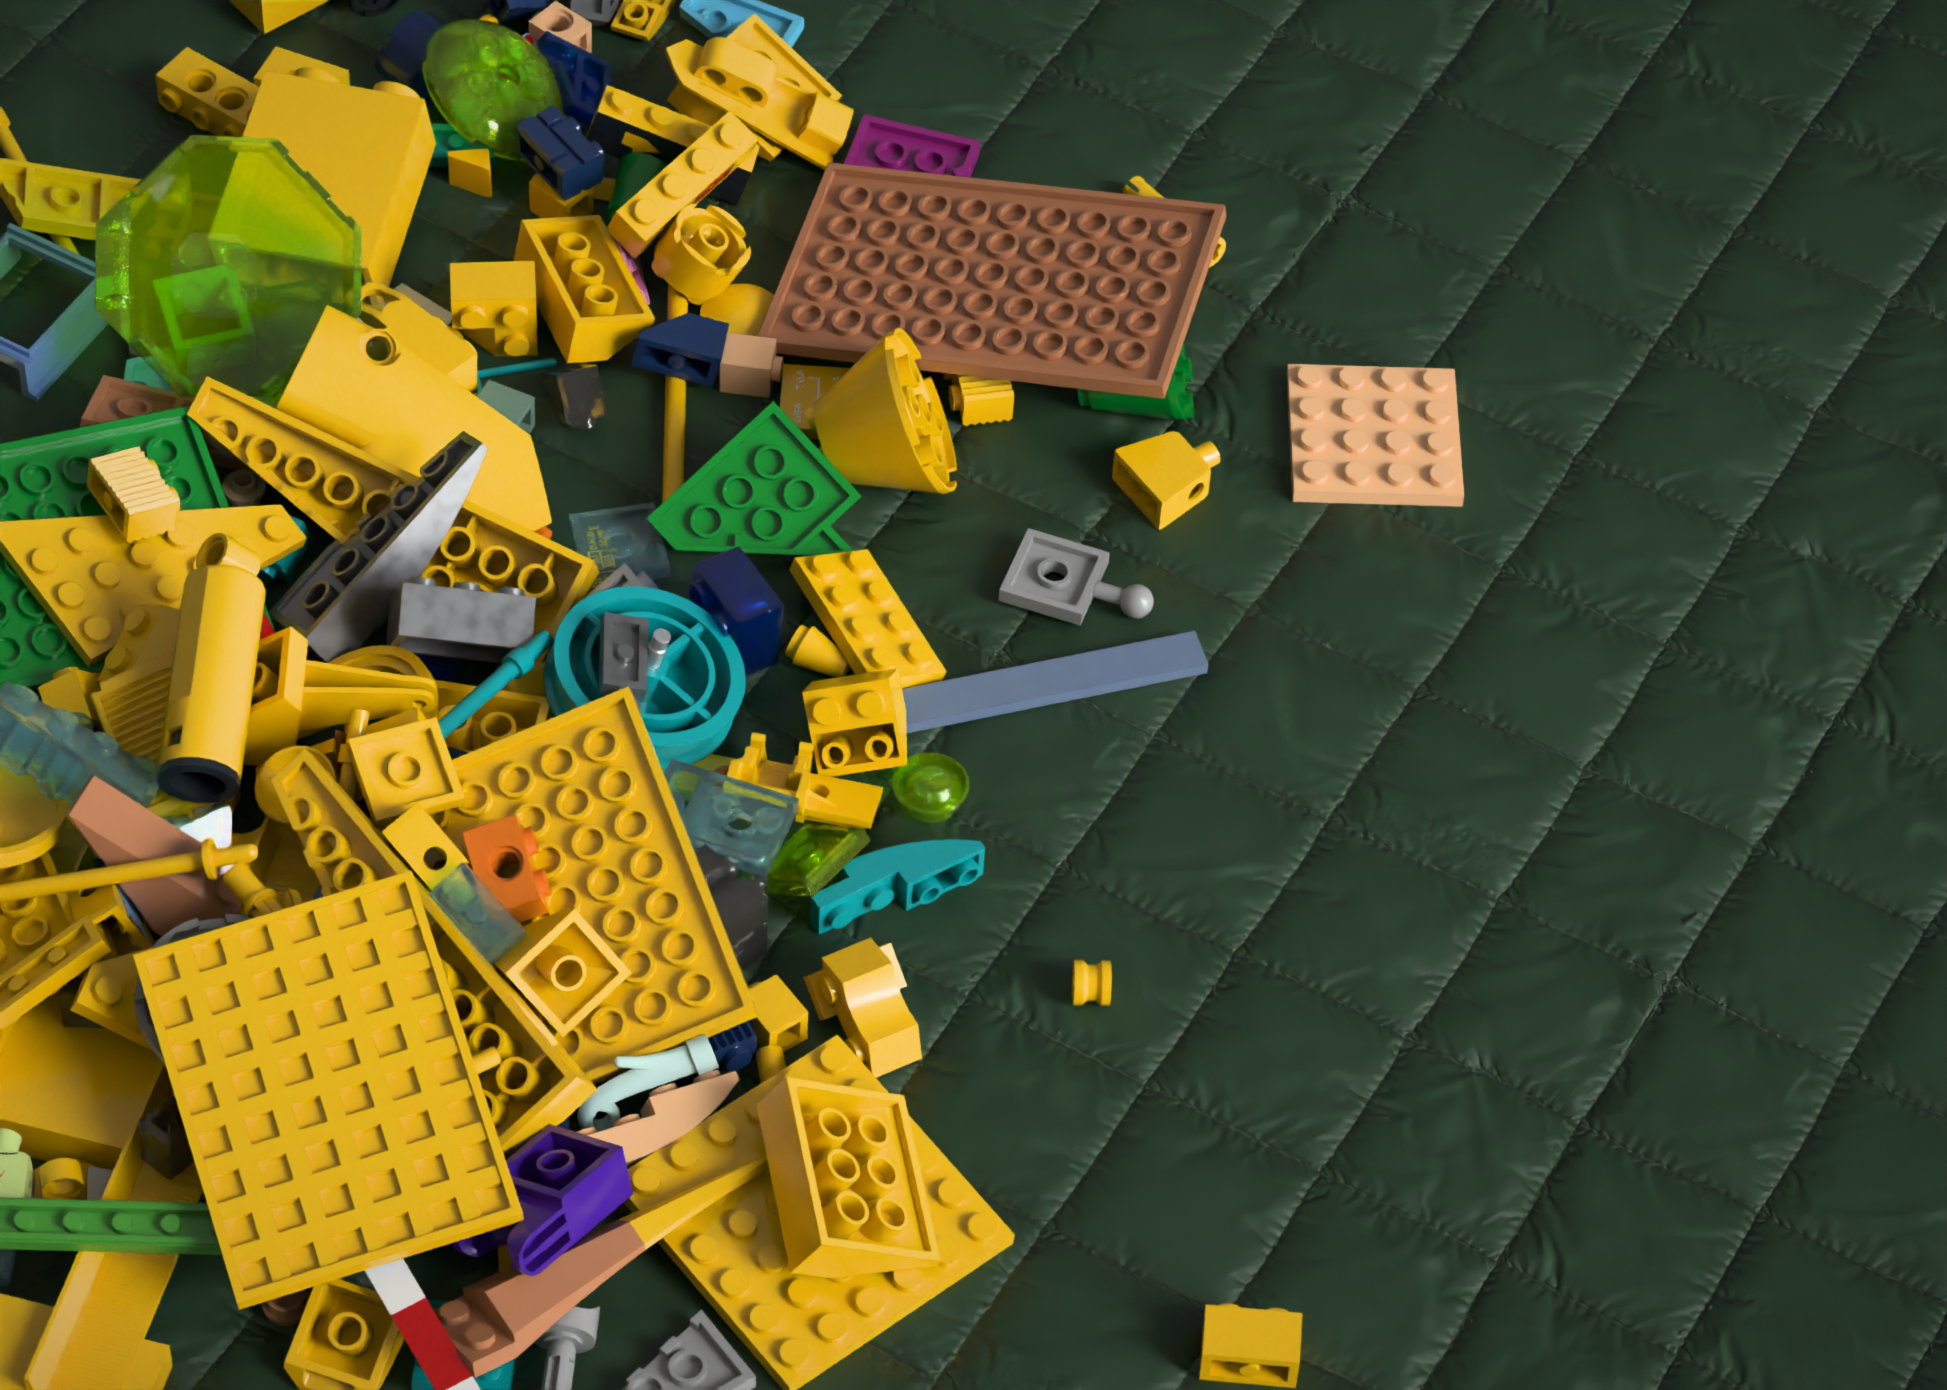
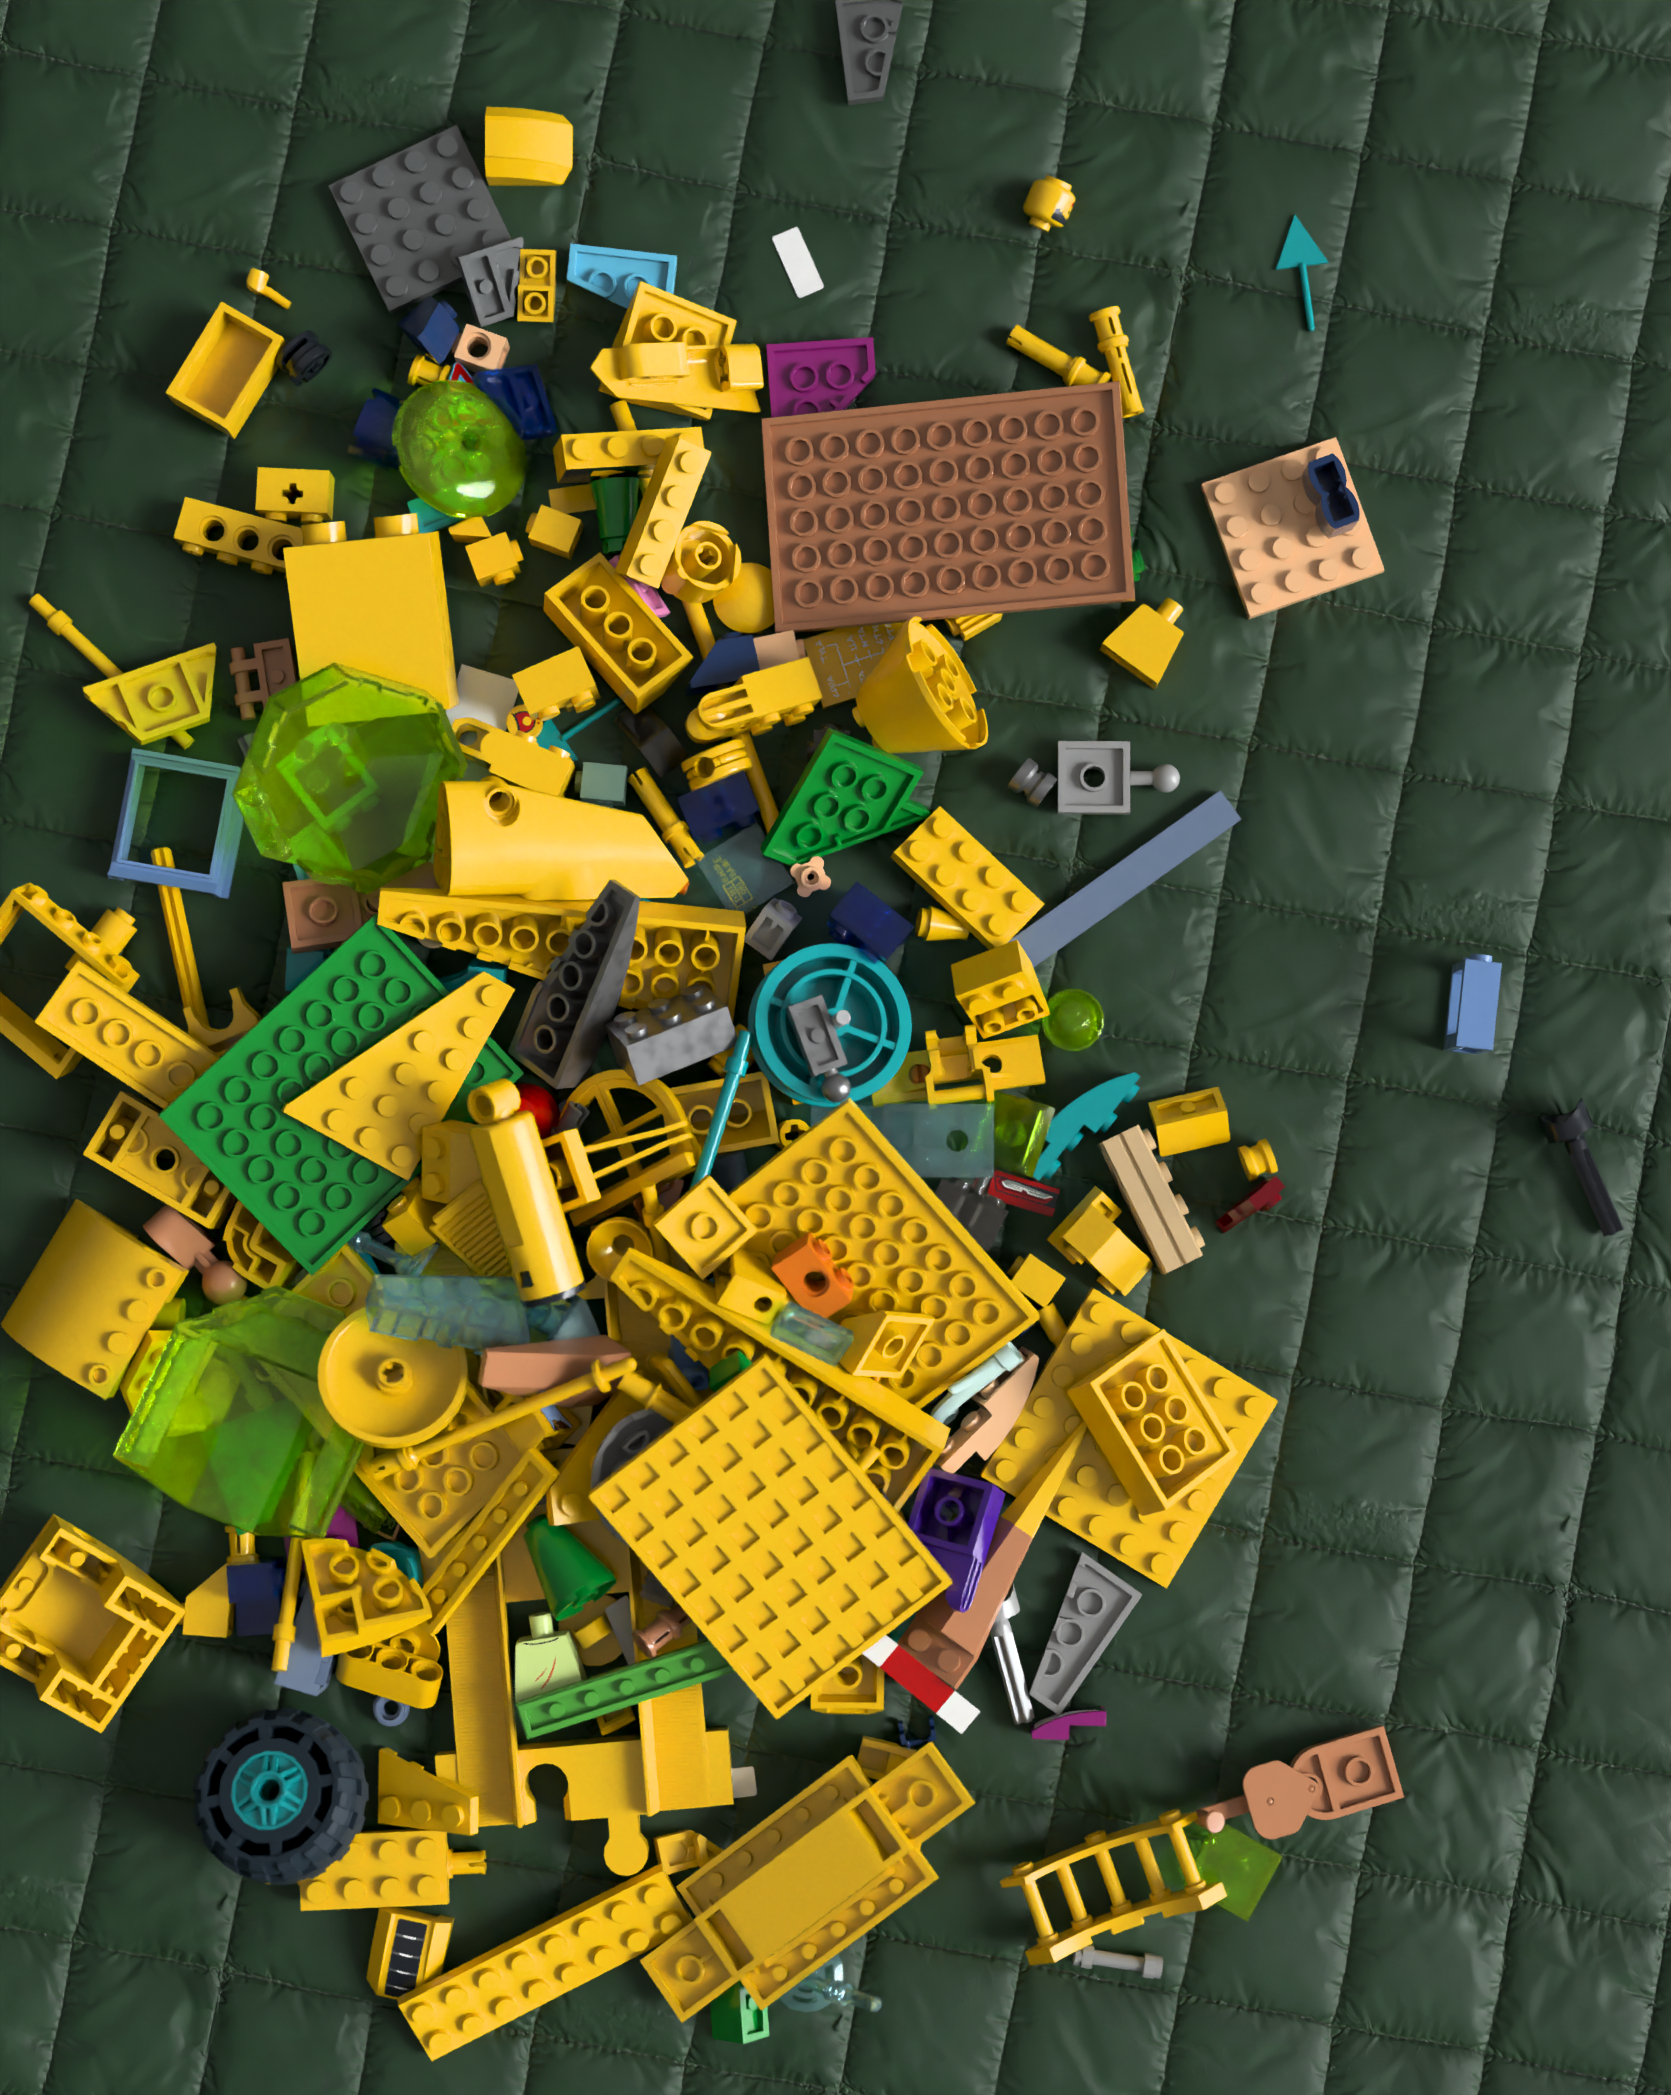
camera: 15 degrees left, 35 degrees up
(40, 1293) = (615, 1720): none -> yellow slope
(67, 1087) = (565, 1568): none -> green cone
(133, 494) = (377, 1033): yellow brick -> none
(152, 1183) = (666, 1626): none -> nougat pin
(484, 199) = (495, 559): none -> yellow brick
(557, 474) = (673, 829): none -> yellow pin
(560, 152) = (545, 507): dark blue brick -> none
(619, 470) = (719, 807): none -> clear blue brick
(634, 427) = (716, 764): none -> yellow head
(681, 557) = (819, 881): none -> light nougat plate
(700, 376) = (756, 703): none -> yellow brick
(798, 939) = (1024, 1193): none -> sticker
(930, 72) = (798, 262): none -> white sticker
(946, 981) = (1151, 1200): none -> tan brick
(985, 561) = (1034, 784): none -> flat silver wheel
(1025, 928) = (1190, 1121): none -> yellow panel
(1069, 1012) = (1260, 1198): none -> dark red wing
(1219, 92) = (1049, 203): none -> yellow head
(1239, 227) = (1114, 345): none -> yellow pin
(1250, 1345) = (1477, 1432): yellow brick -> none
(1408, 902) = (1472, 1005): none -> medium blue window
(1424, 392) = (1326, 488): none -> brick
(1478, 216) = (1301, 252): none -> teal piece
(1484, 1066) = (1569, 1129): none -> black piece

